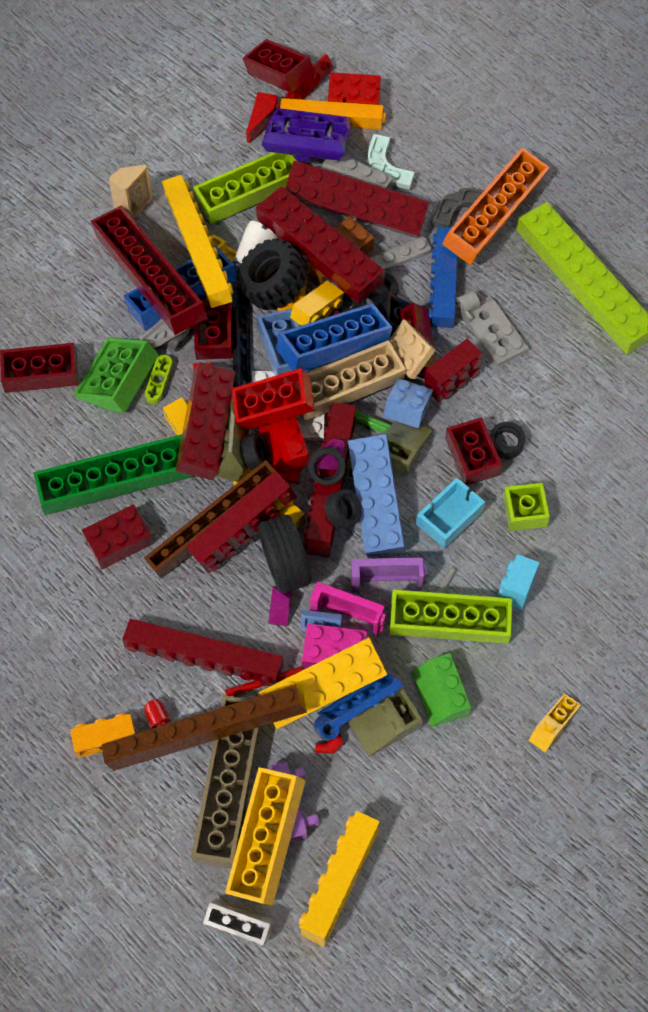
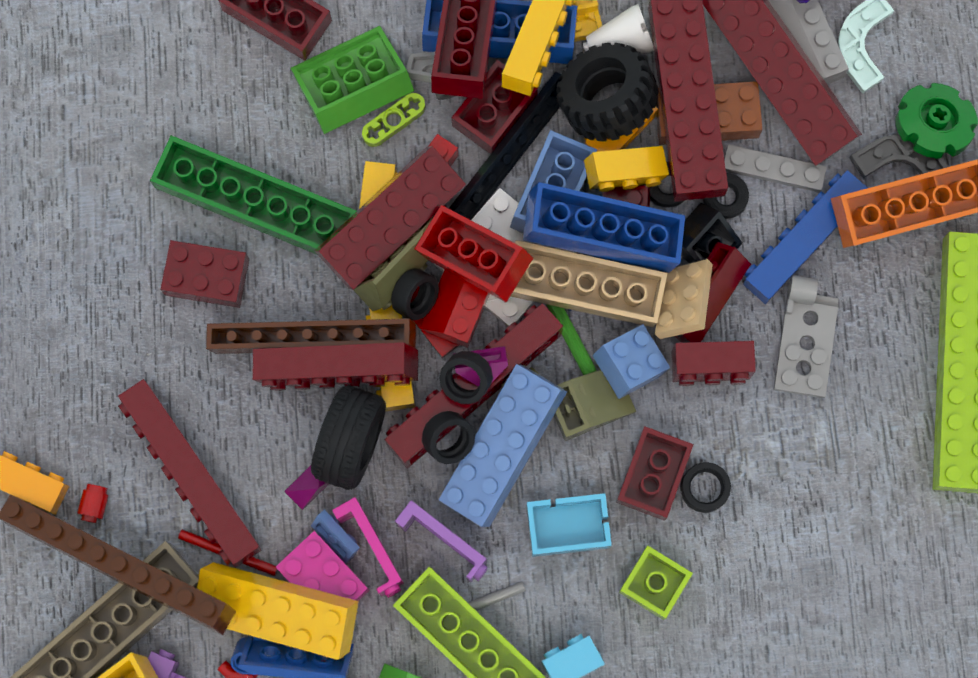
camera: 40 degrees right, 15 degrees up
(461, 173) = (936, 120): none -> green piece

